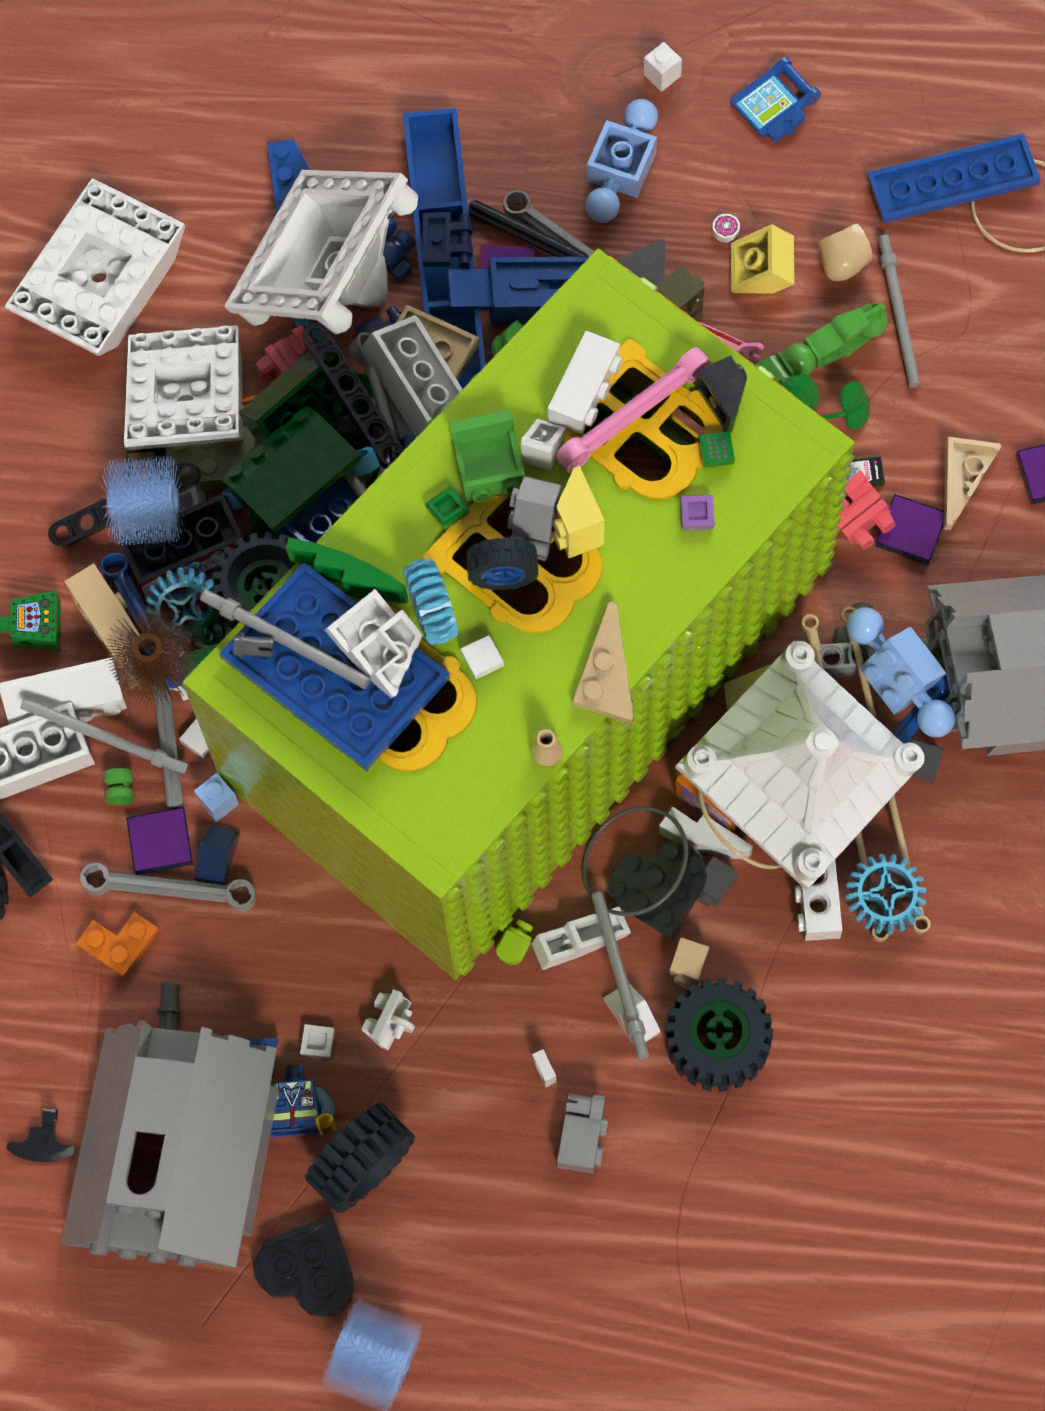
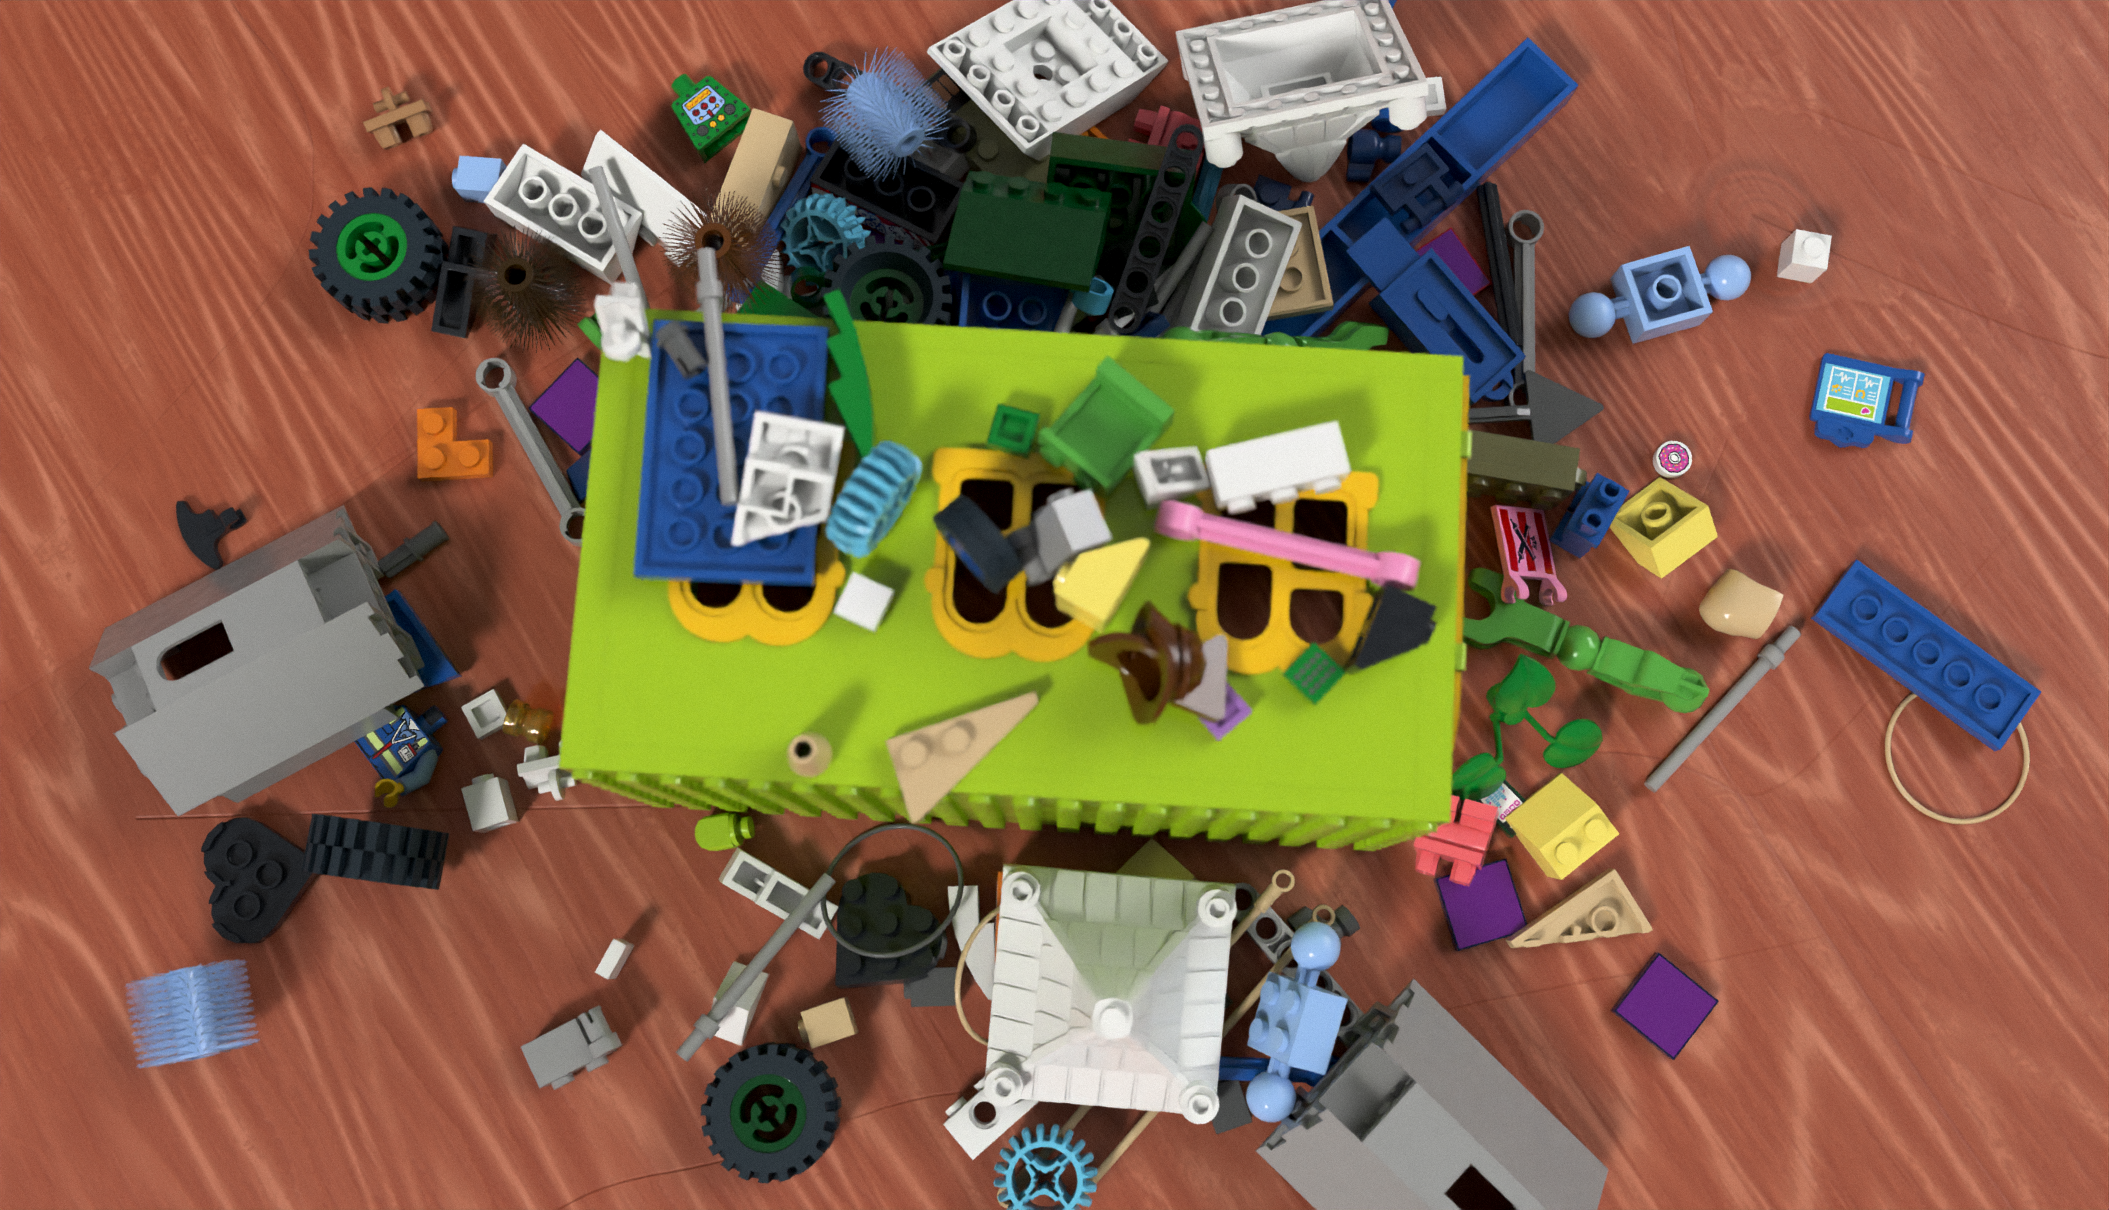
camera: 50 degrees right, 10 degrees up
(58, 812) = (525, 289): none -> dark brown piece
(209, 667) = (623, 322): none -> white hips
(350, 1011) = (527, 722): none -> clear yellow wheel
(379, 1077) = (489, 803): none -> white brick
(651, 520) = (1166, 666): none -> reddish brown helmet
(724, 295) = (1592, 515): none -> blue hips
(899, 448) = (1561, 827): none -> light yellow slope

